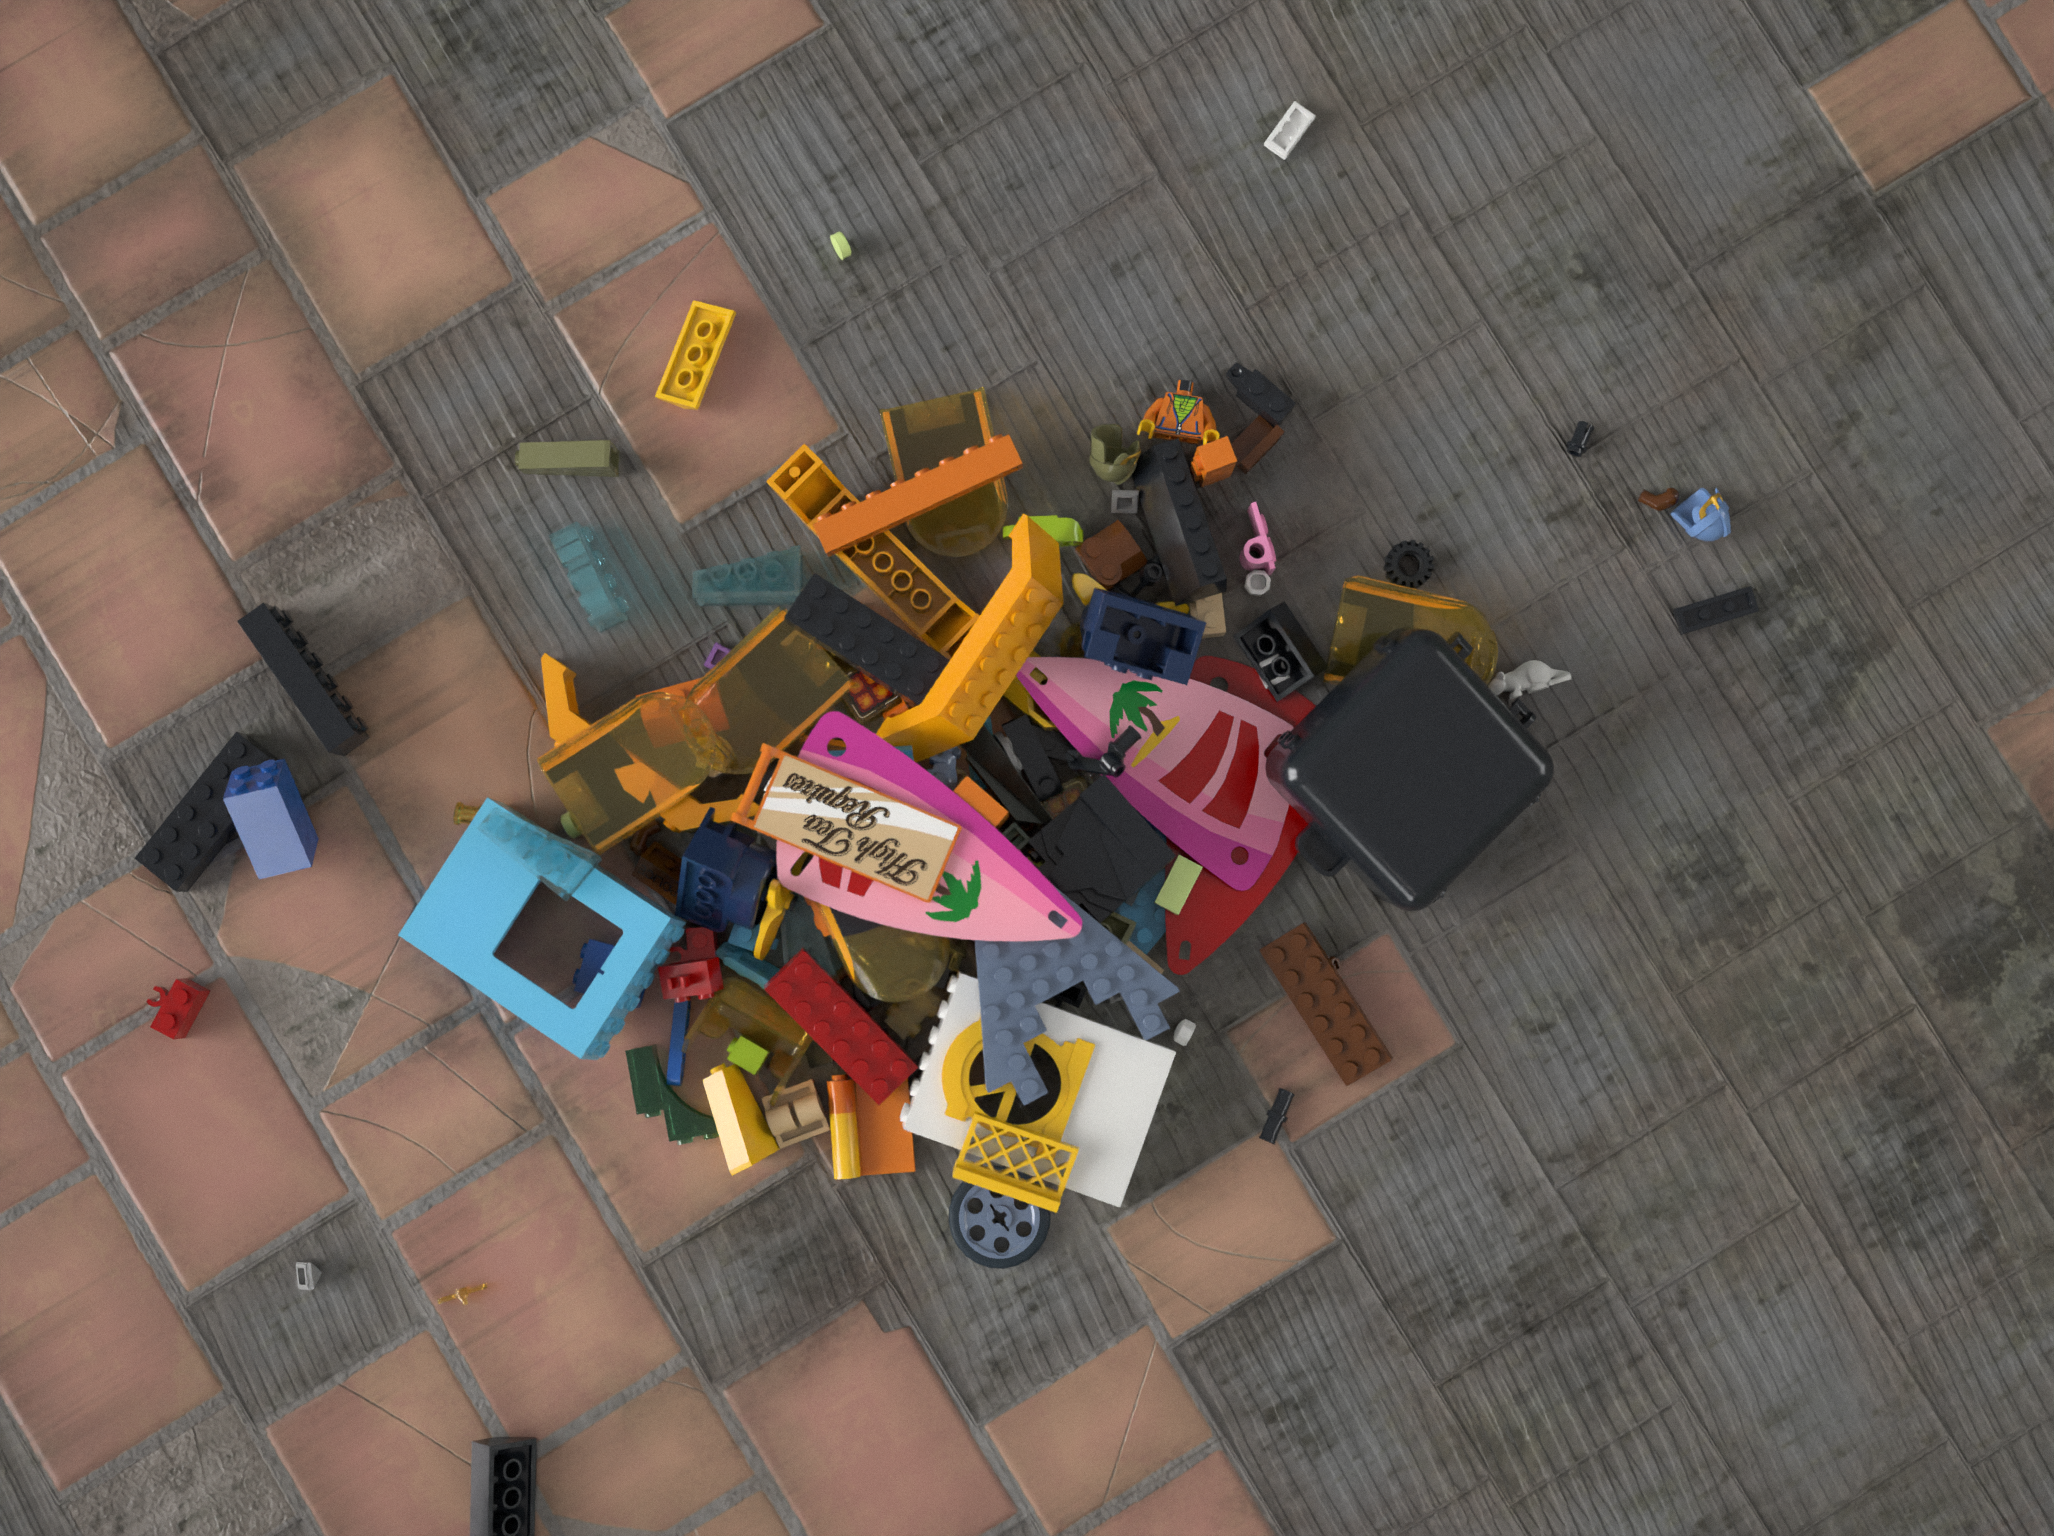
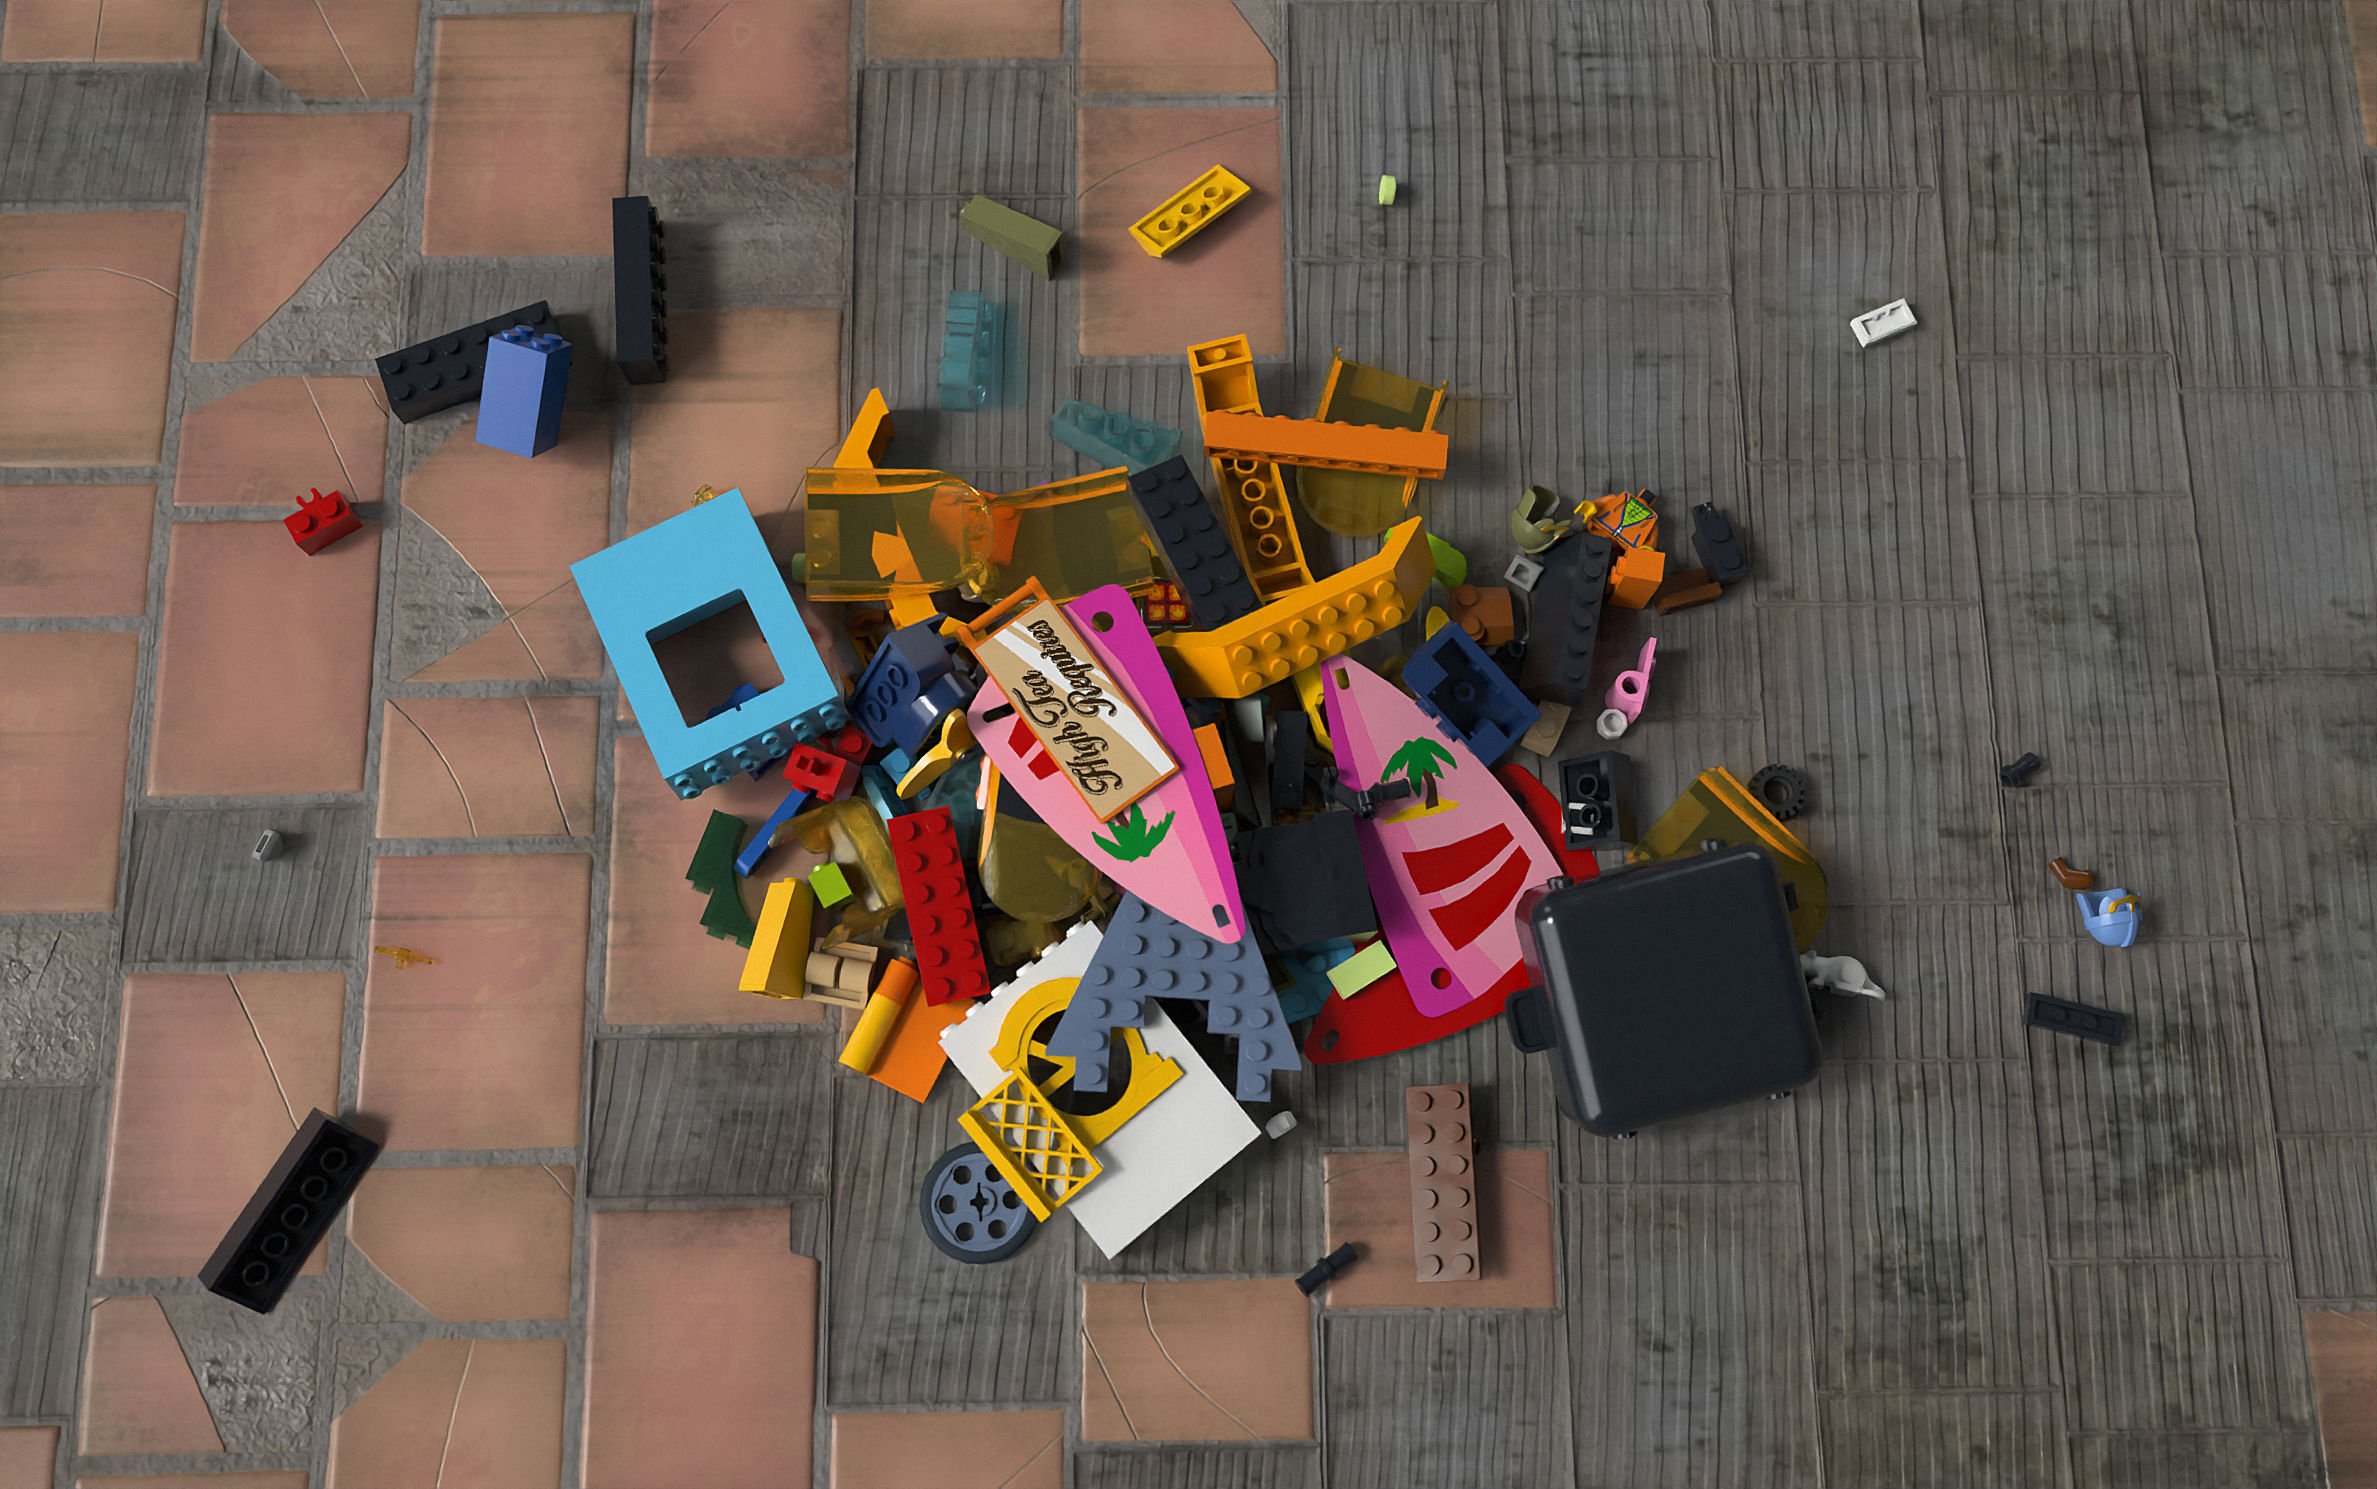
camera: 25 degrees right, 10 degrees down
(548, 857) = (758, 568): clear light blue wedge -> none

